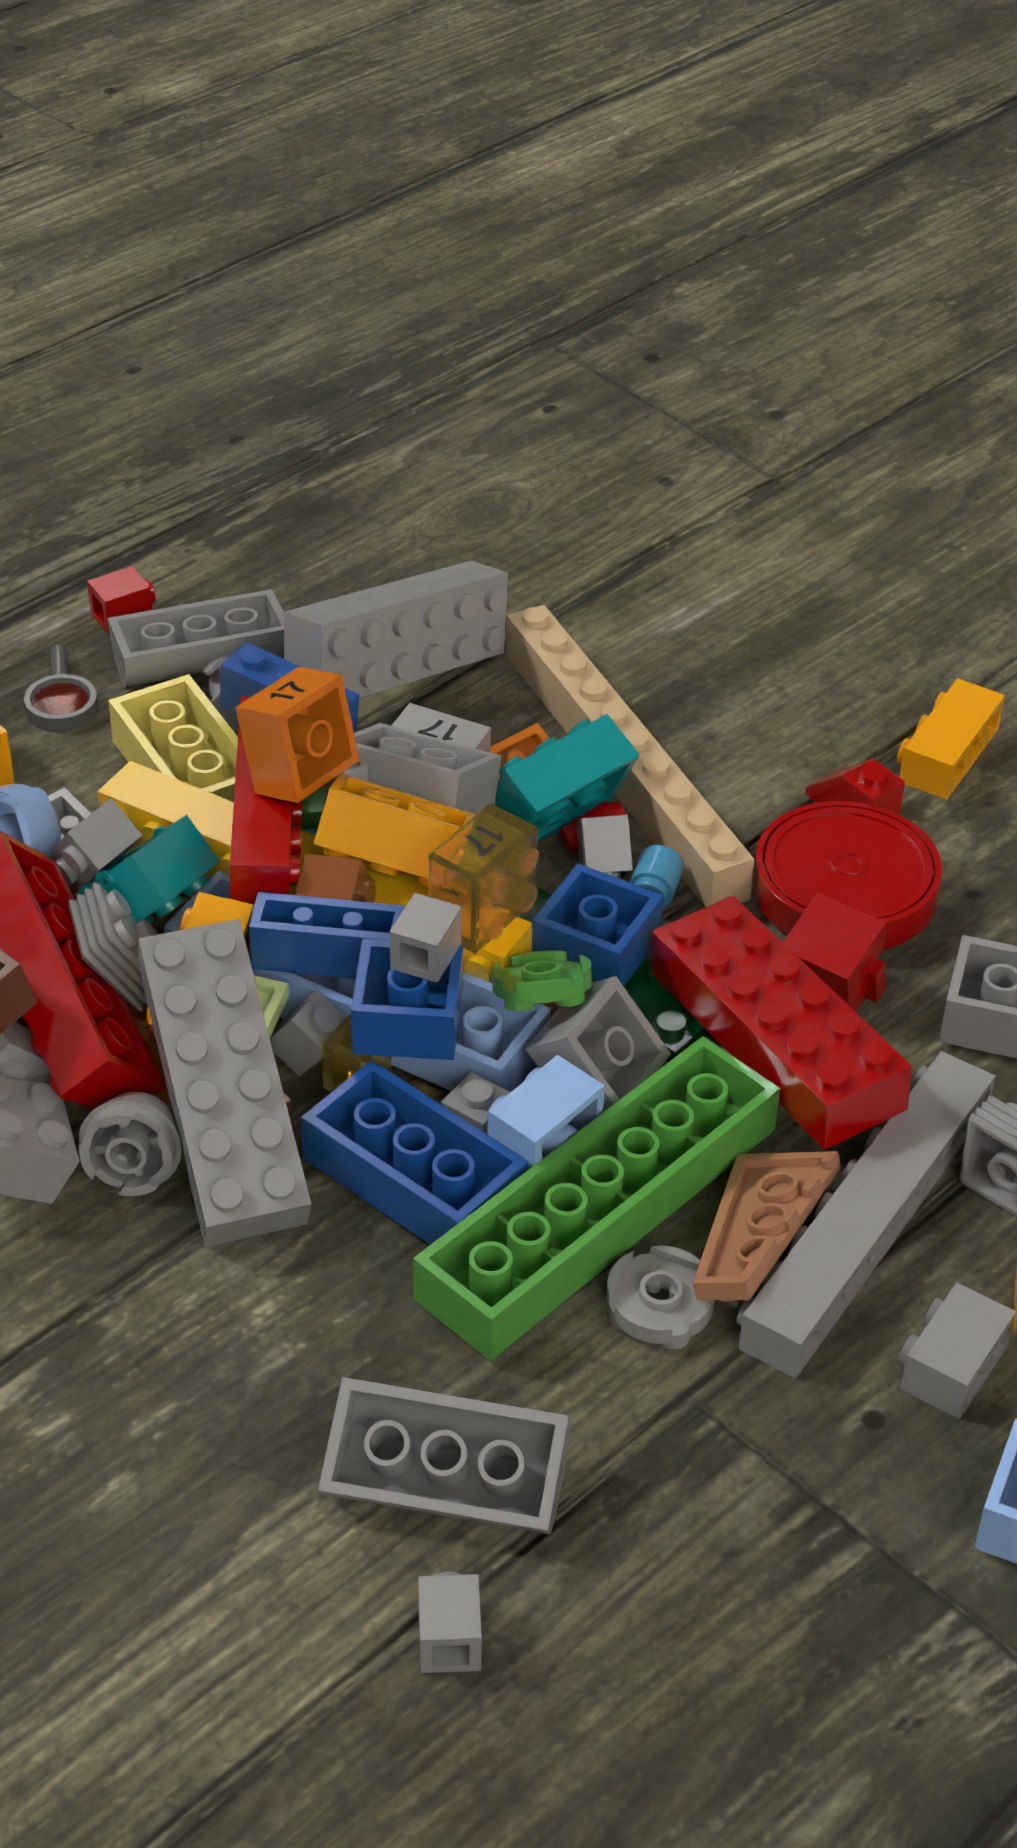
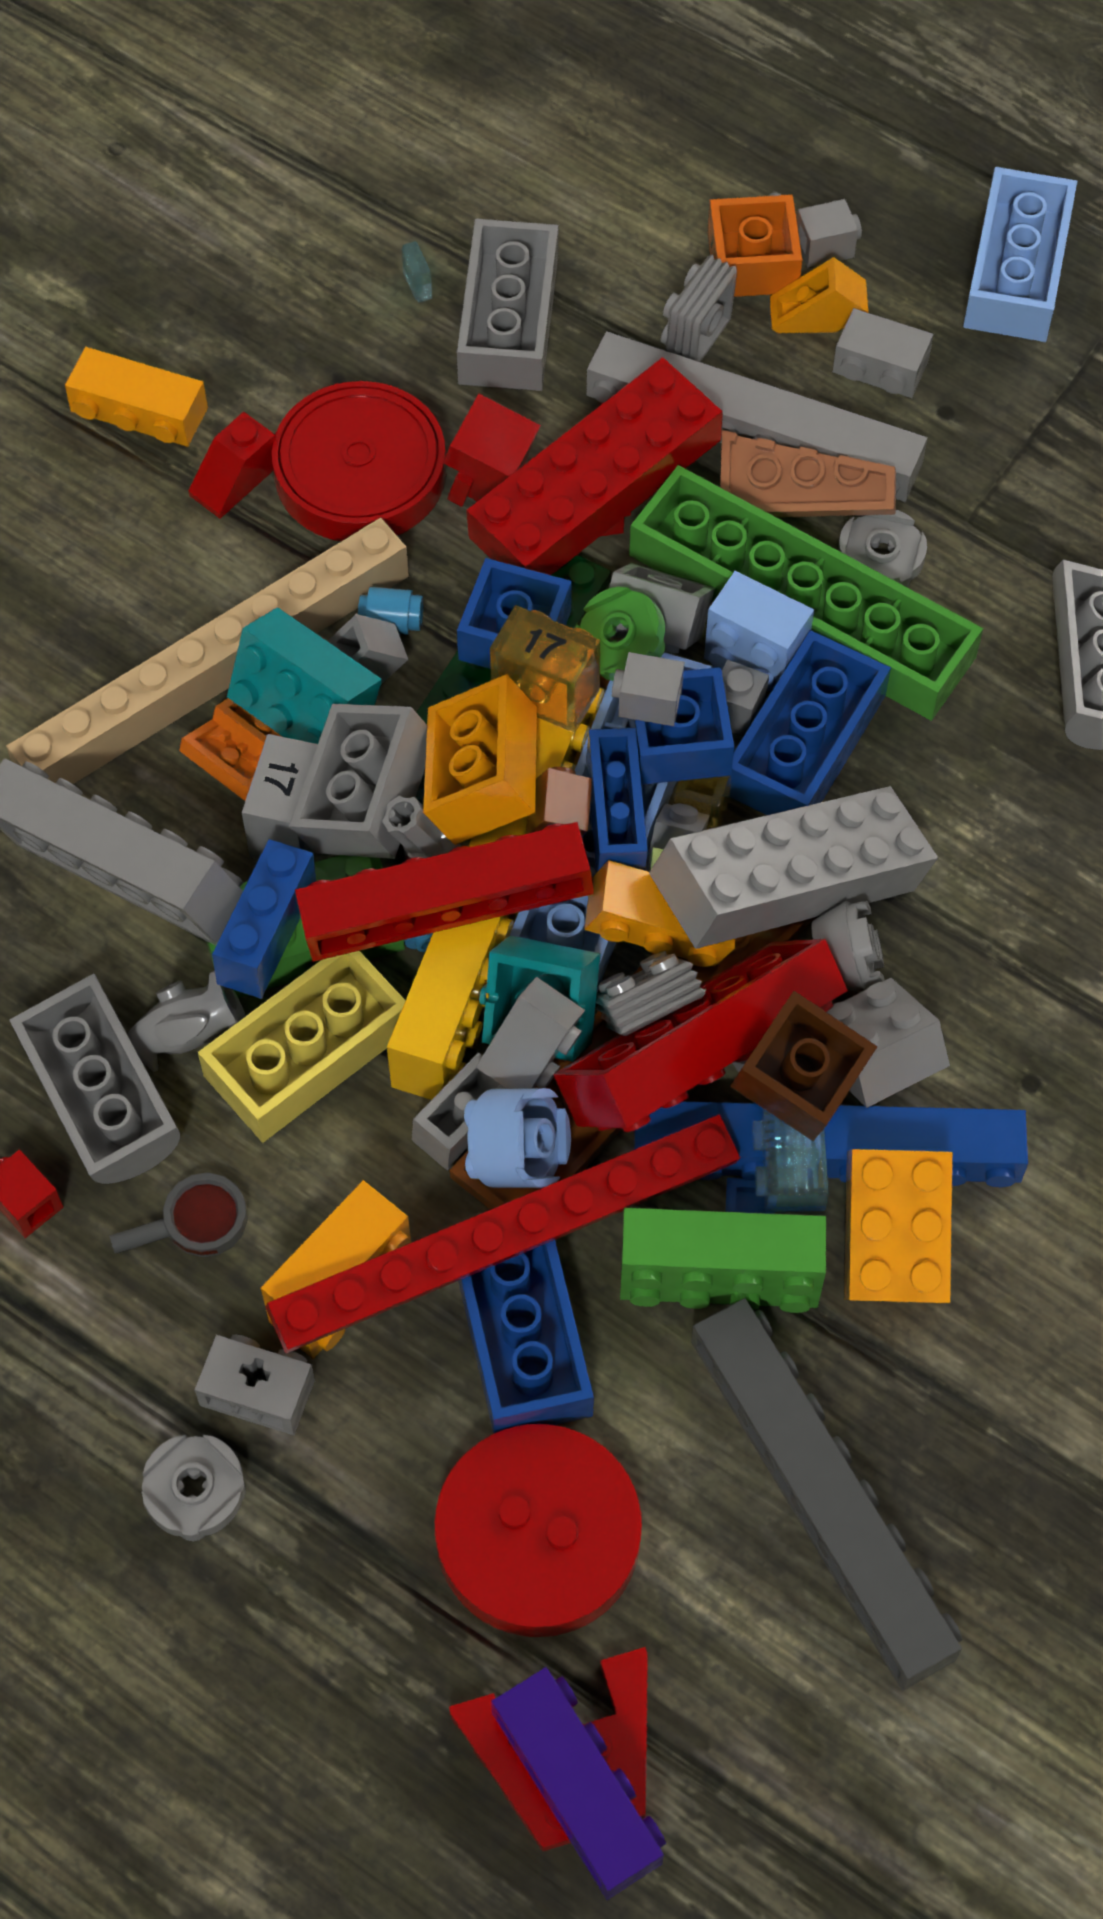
camera: 100 degrees left, 20 degrees up
(297, 734) = (427, 824): orange brick -> none

